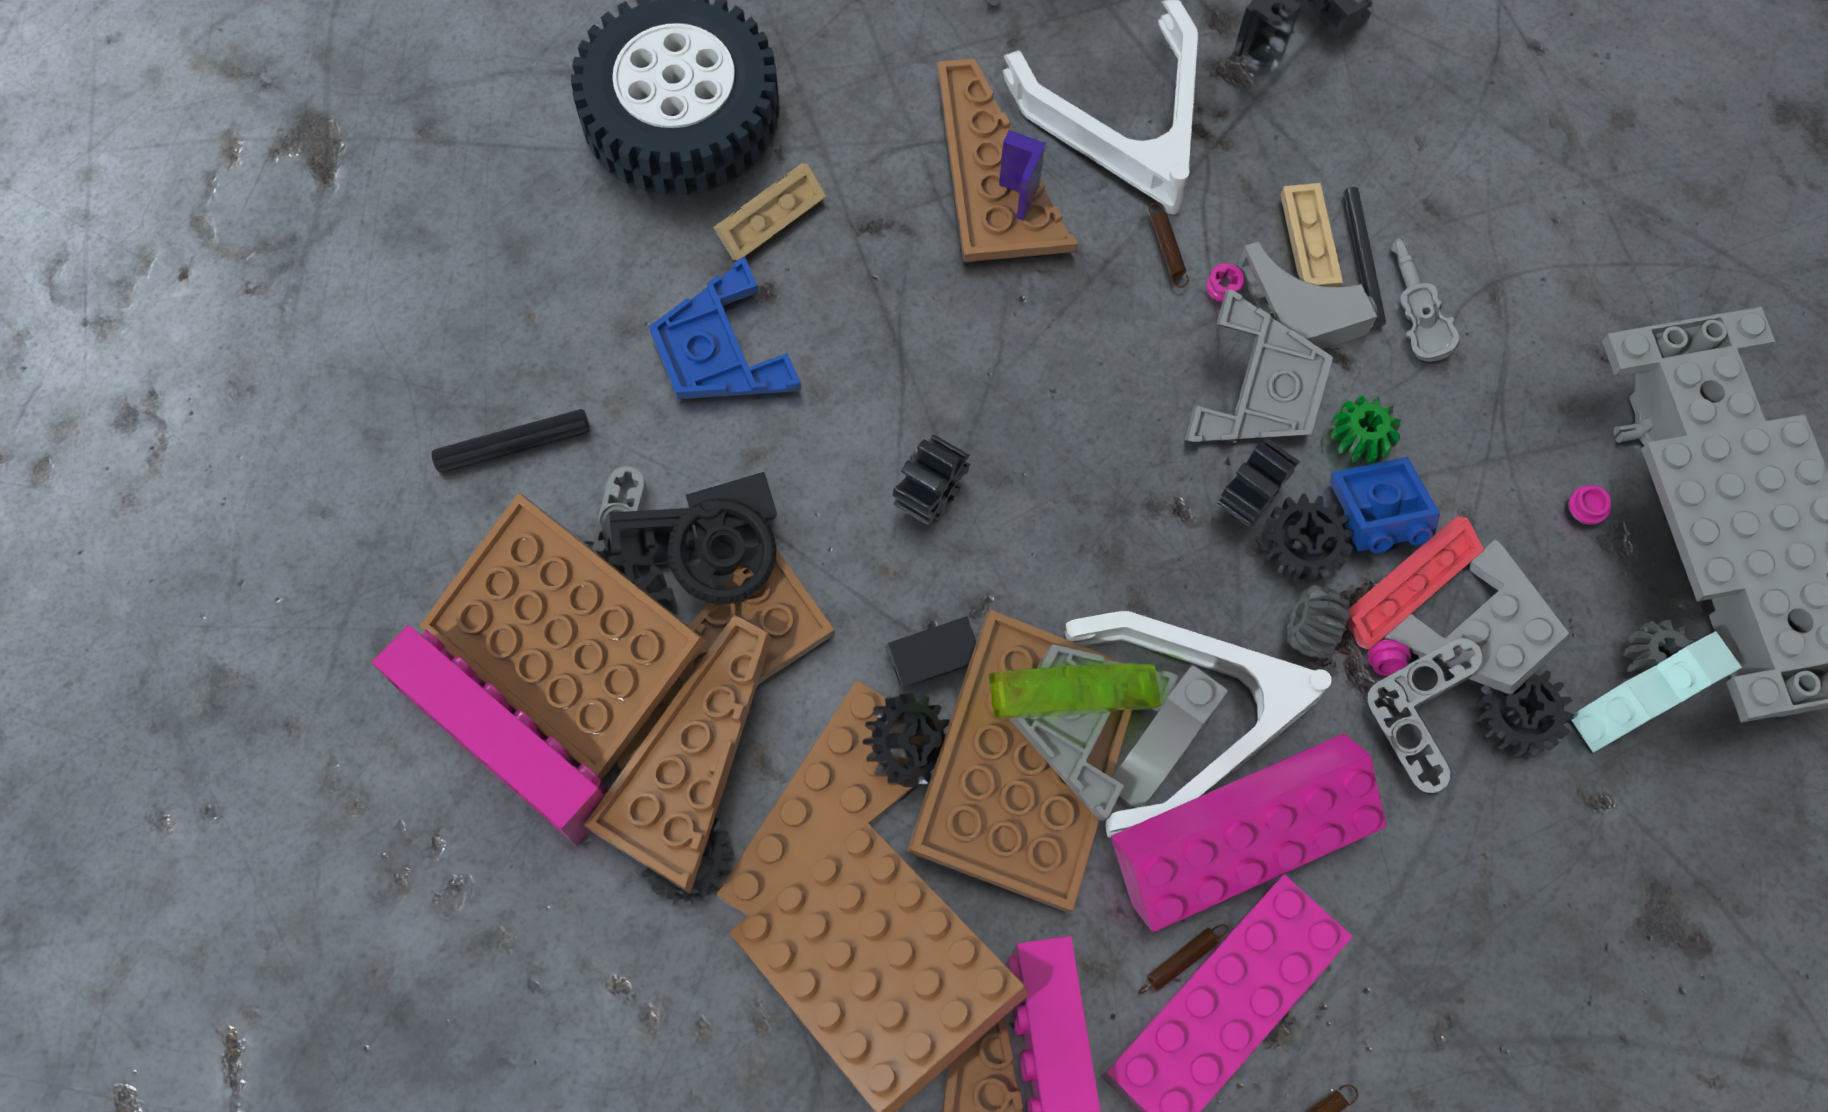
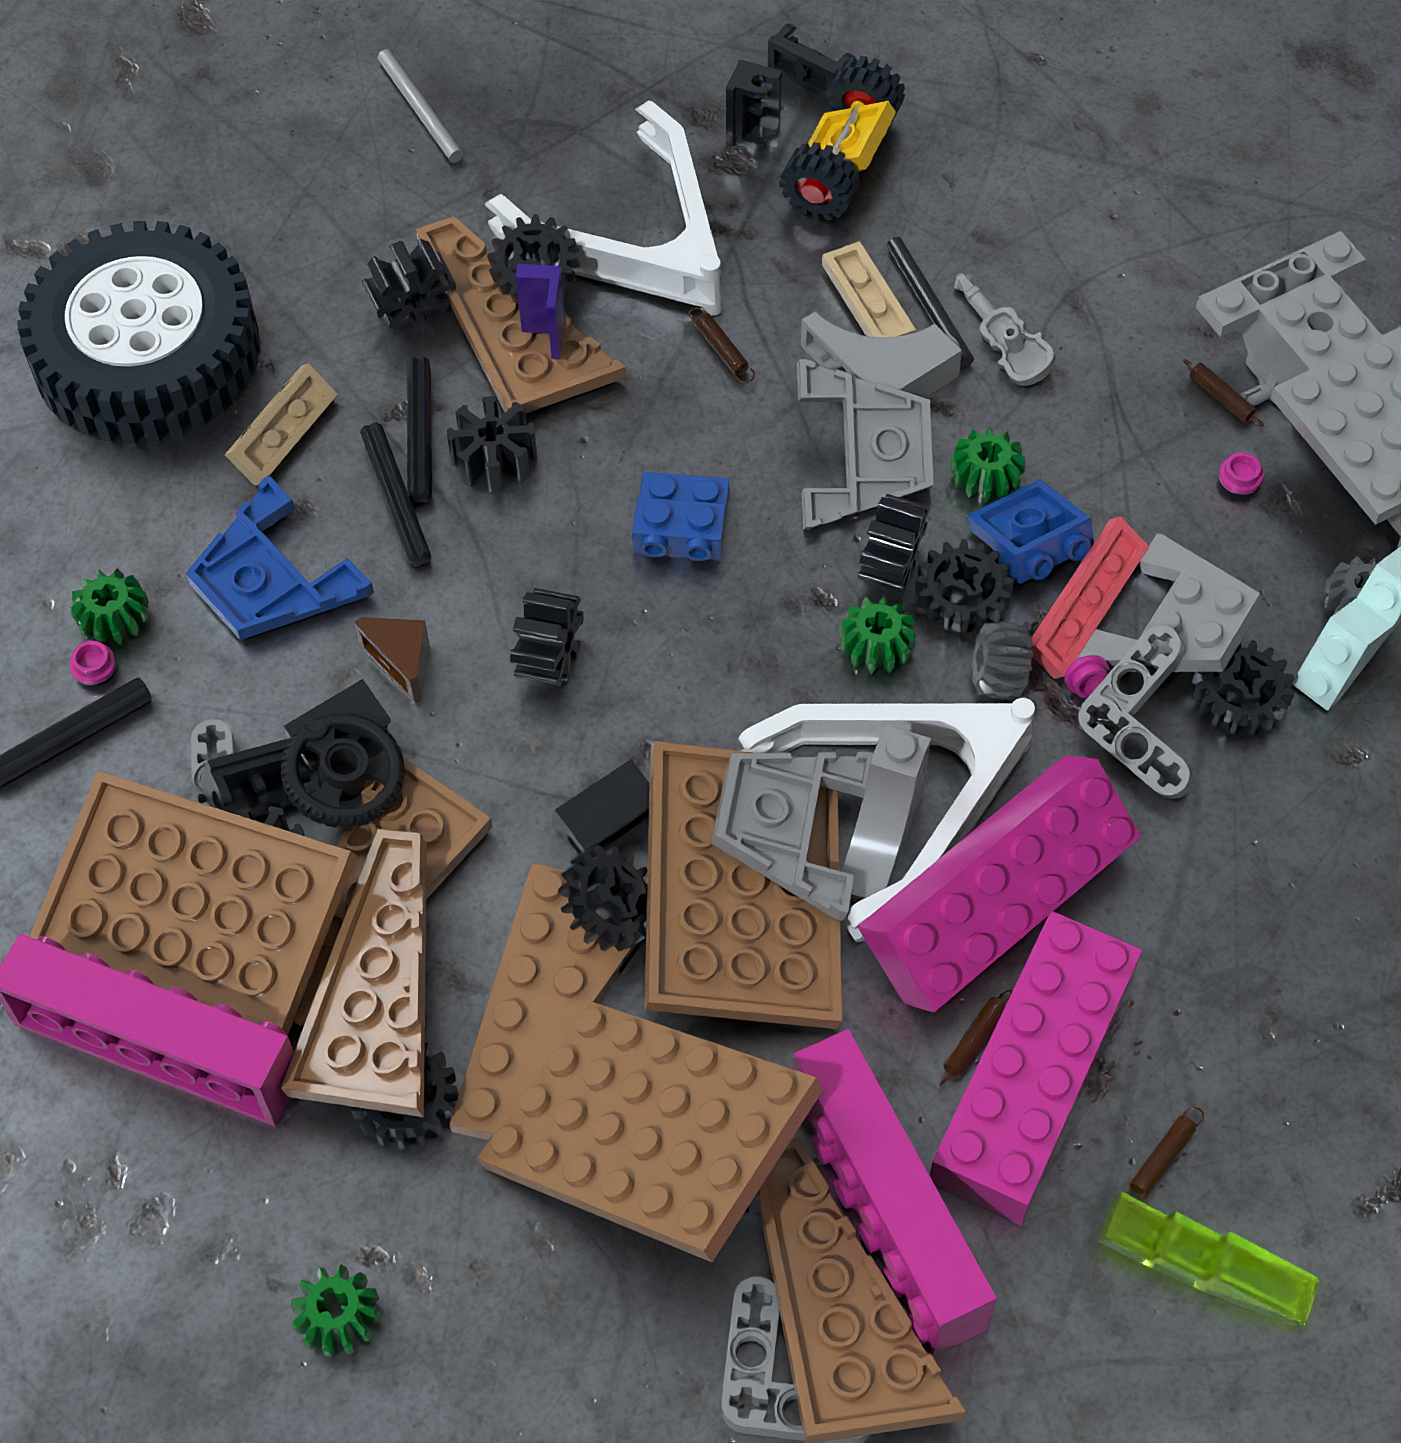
camera: 15 degrees left, 10 degrees down
(550, 384) = (92, 663): none -> dark pink plate
(562, 1045) = (316, 1319): none -> green gear
(578, 338) = (109, 607): none -> green gear
(806, 451) = (398, 649): none -> reddish brown slope
(846, 304) = (395, 494): none -> black axle
(884, 249) = (419, 430): none -> black axle
(914, 114) = (408, 284): none -> black gear
(924, 284) = (492, 444): none -> black gear
(1040, 115) = (539, 244): none -> black gear
(1074, 690) = (768, 787): clear neon green slope -> none
(1082, 396) = (680, 516): none -> blue plate
(1218, 272) = (784, 355): dark pink bush -> none
(1231, 570) = (877, 635): none -> green gear
(1339, 81) = (826, 169): none -> plate
(1599, 421) = (1223, 393): none -> reddish brown piece

